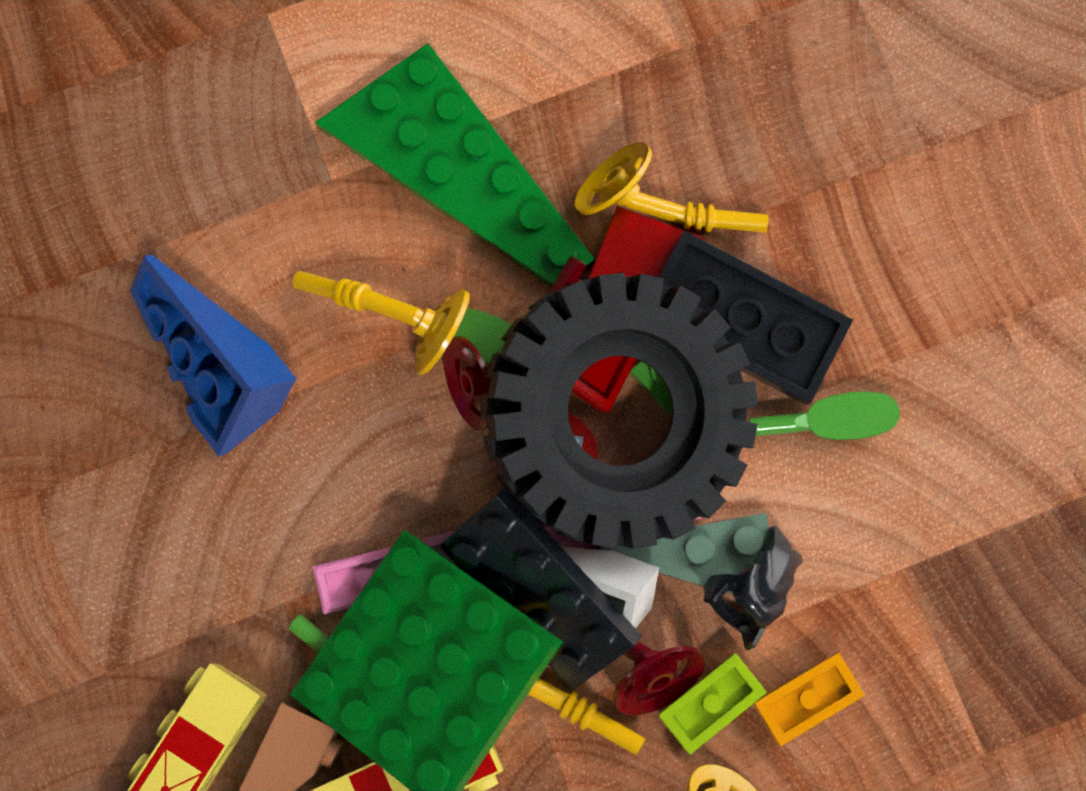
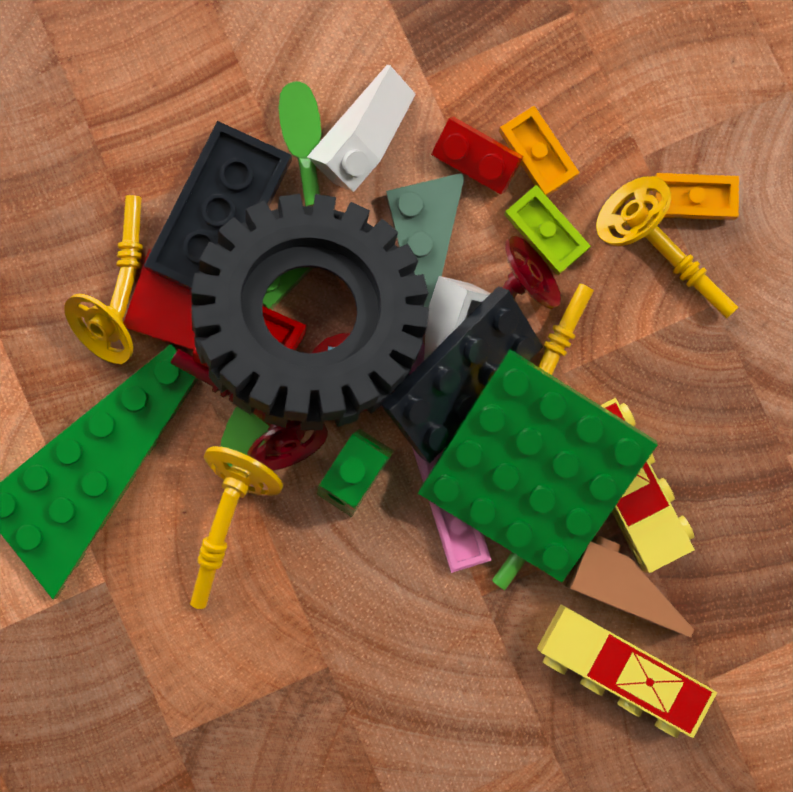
camera: 90 degrees left, 5 degrees up
(223, 365) = (279, 664): blue wedge -> none
(437, 461) = (354, 472): none -> green torso
(758, 588) = (453, 192): black hair -> none
(806, 623) = (477, 155): none -> red plate
(838, 490) = (364, 131): none -> white slope

